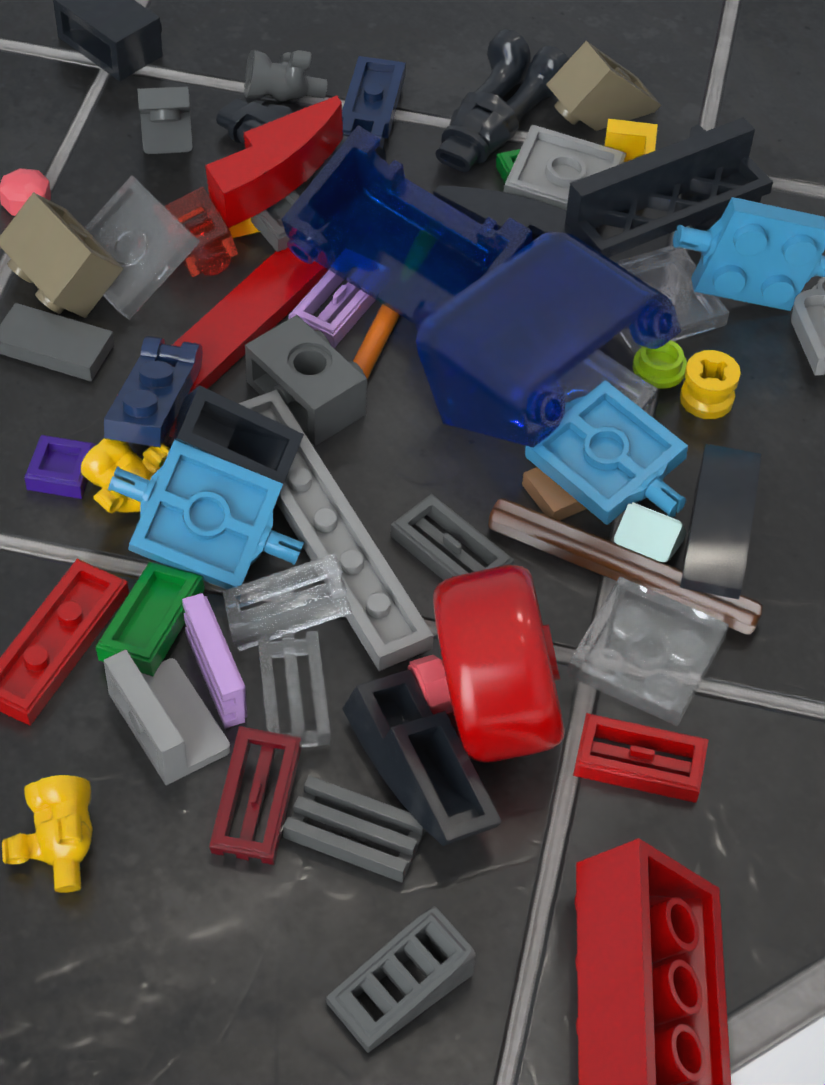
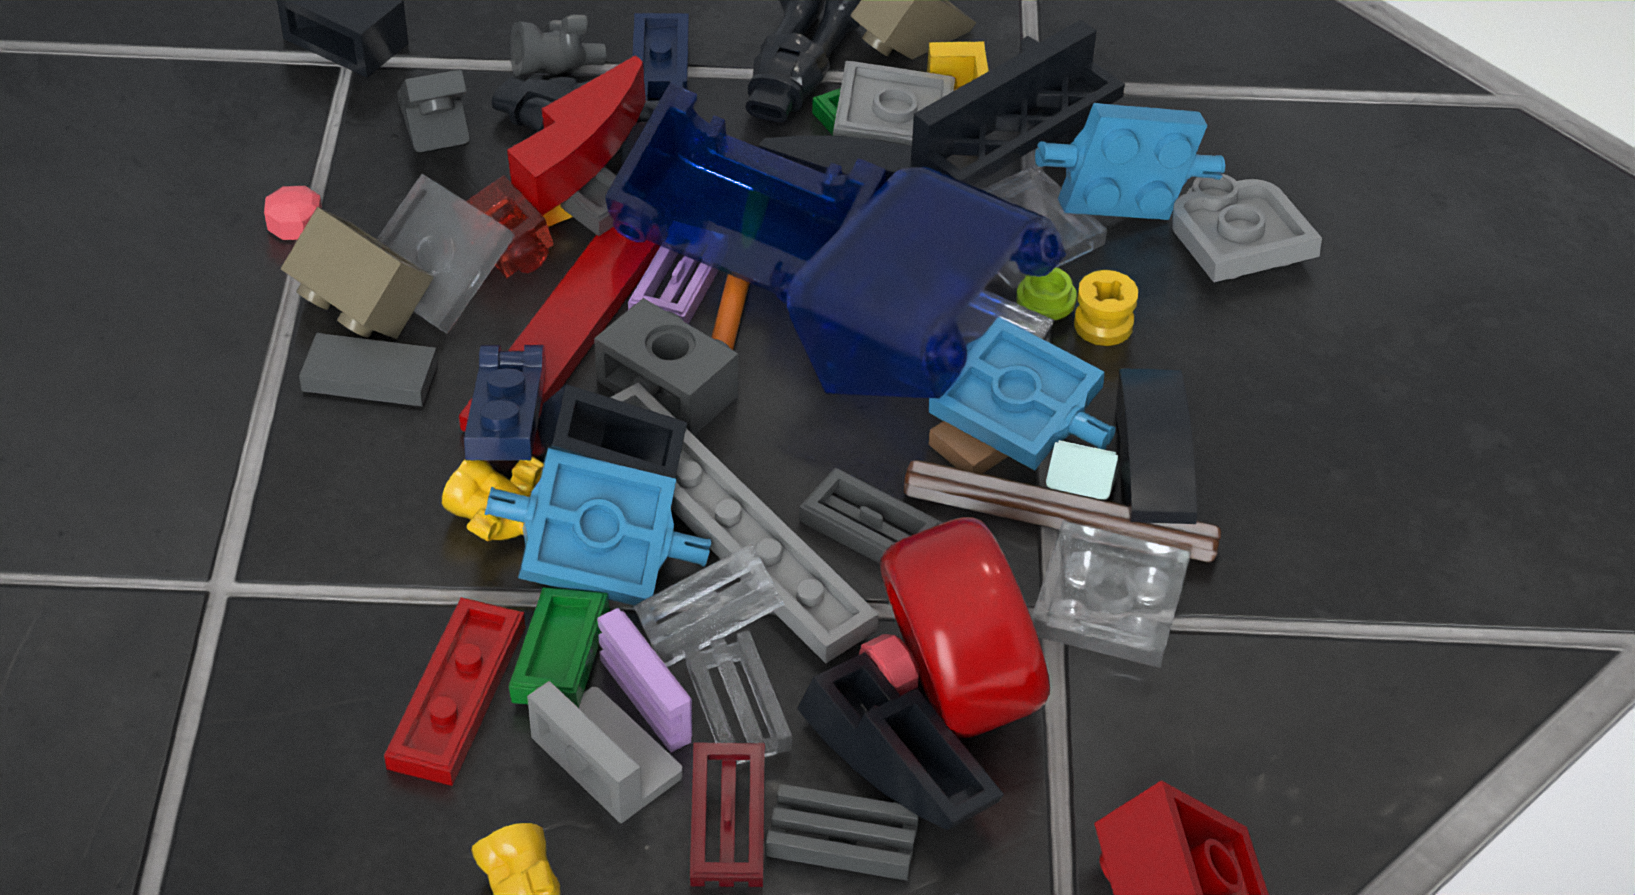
camera: 10 degrees left, 5 degrees down
(57, 467) = (413, 503): dark purple tile -> none
(640, 766) = (1130, 716): red tile -> none

